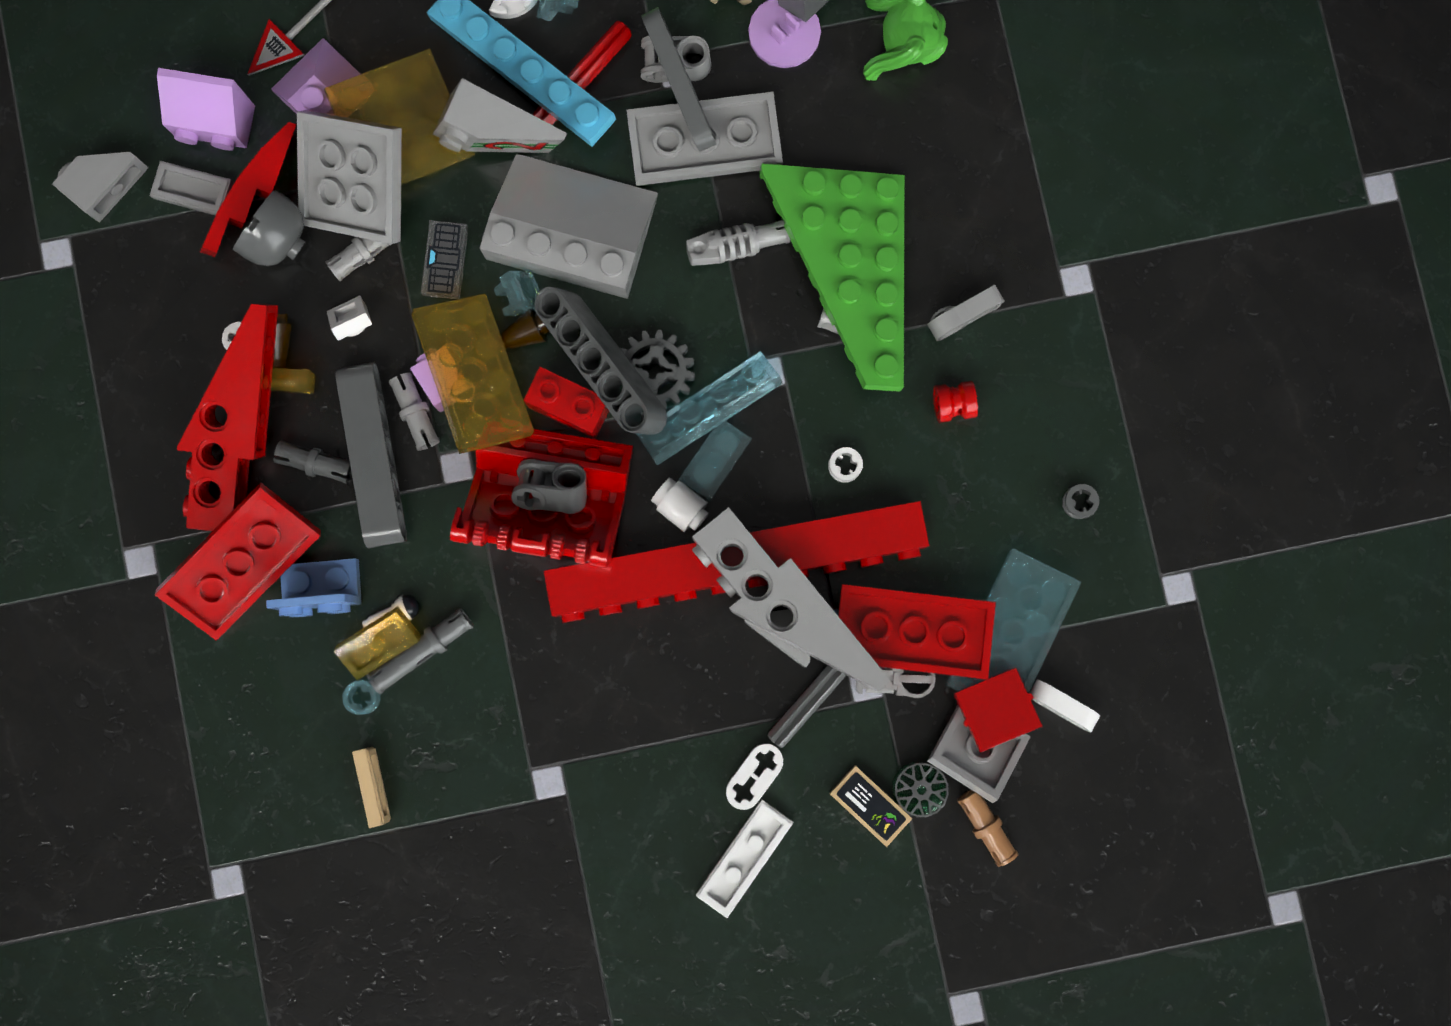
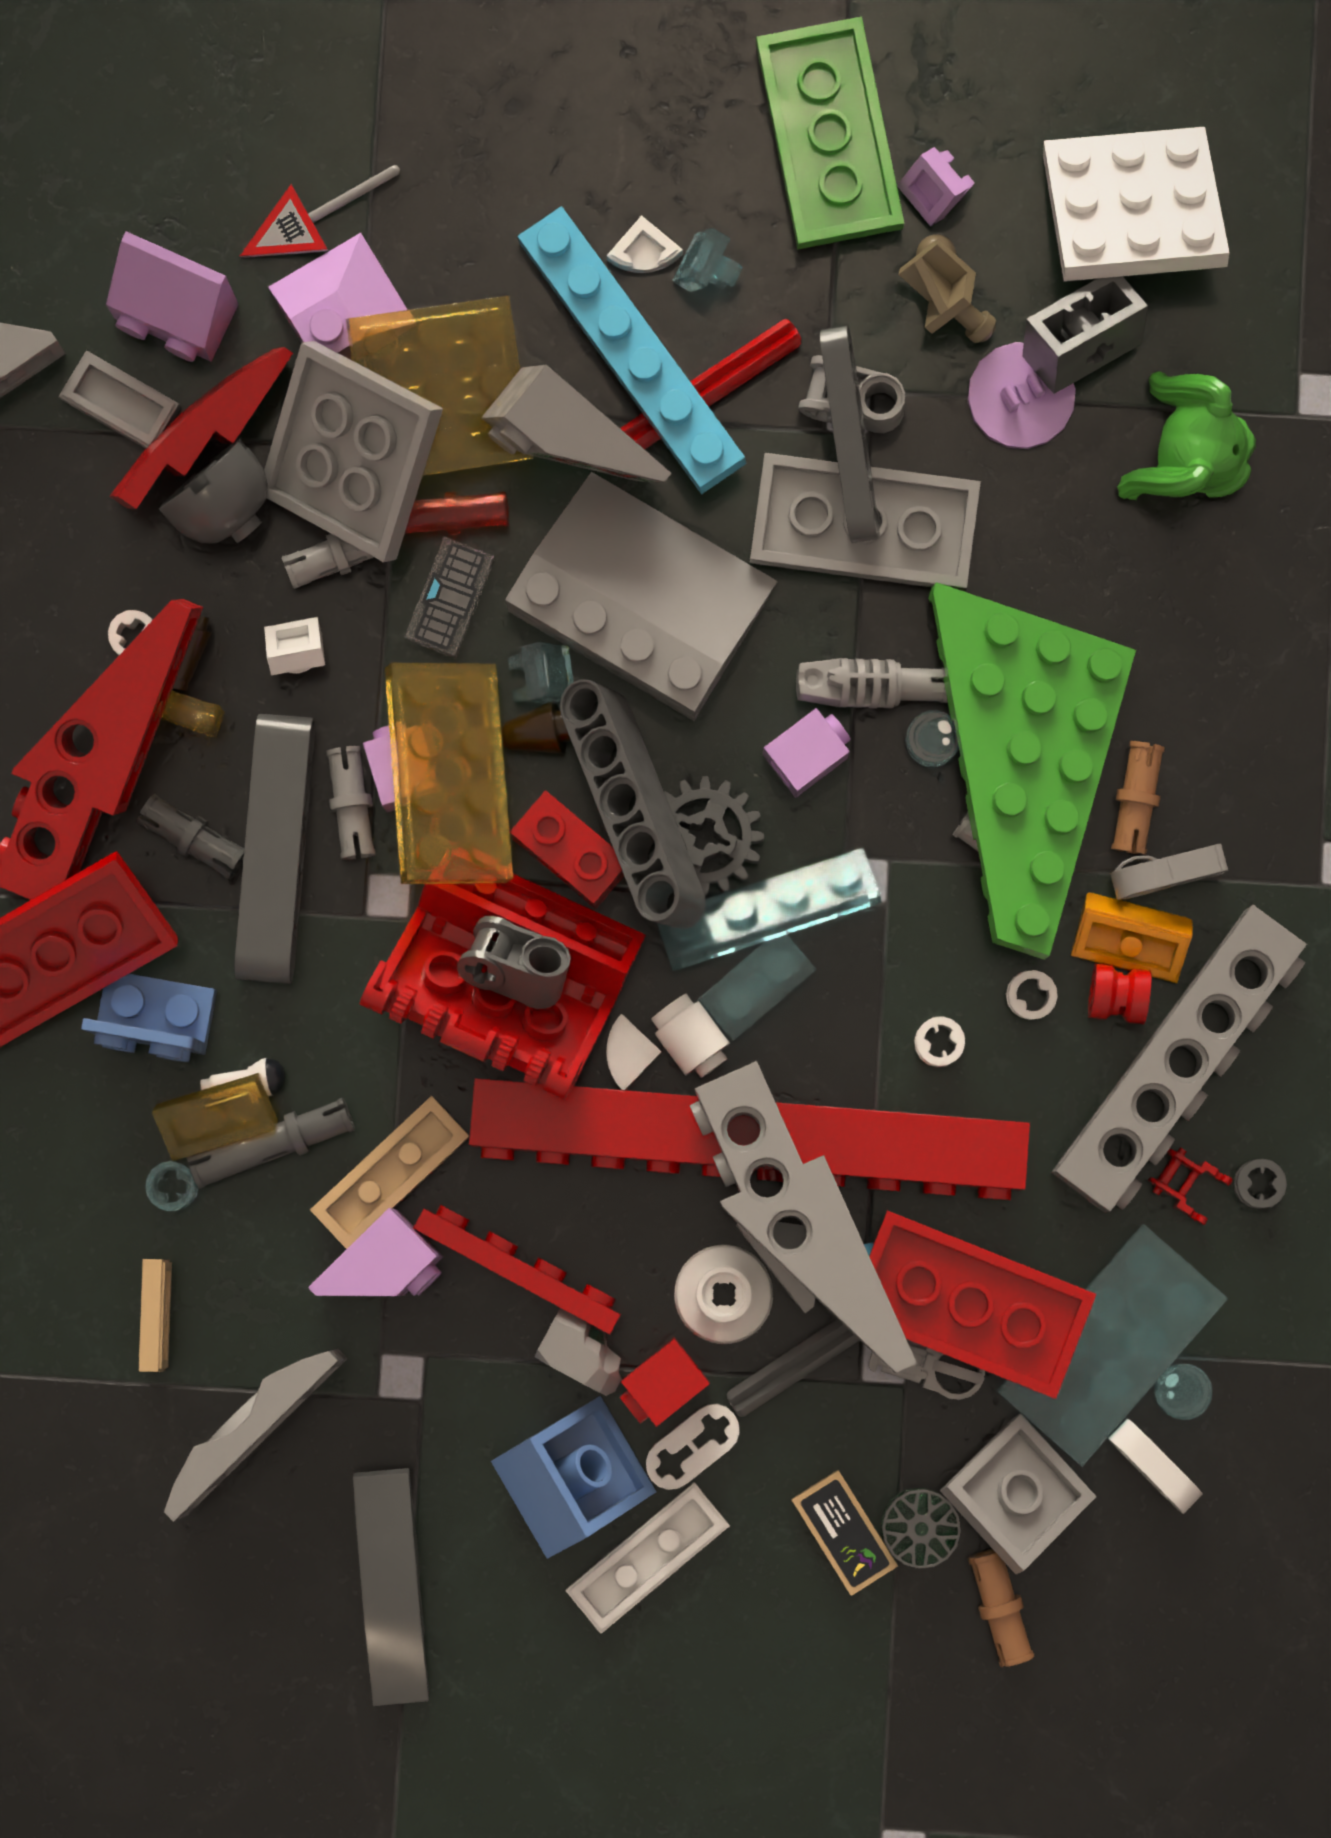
camera: 20 degrees right, 0 degrees up
(434, 202) = (458, 512): none -> clear red pin
(451, 848) = (247, 1428): none -> light grey slope
(504, 649) = (390, 1172): none -> tan plate
(514, 709) = (382, 1262): none -> lavender slope
(578, 925) = (391, 1586): none -> dark grey slope
(591, 685) = (498, 1256): none -> red plate
(642, 527) = (628, 1052): none -> white tile
(663, 734) = (580, 1353): none -> light grey rock
(681, 819) = (573, 1477): none -> medium blue slope
(707, 297) = (808, 751): none -> lavender brick
(723, 740) = (662, 1384): none -> red brick
(729, 675) = (695, 1294): none -> white piece
(787, 268) = (932, 739): none -> clear light blue tile
(902, 408) = (1019, 1006): none -> white bush
(931, 270) = (1138, 797): none -> medium nougat pin
(952, 362) = (1132, 937): none -> light orange slope
(997, 710) = (1059, 1446): red piece -> none
(1016, 518) = (1168, 1173): none -> red piece
(1050, 348) = (1251, 938): none -> light grey brick
(1068, 651) = (1183, 1391): none -> clear light blue tile

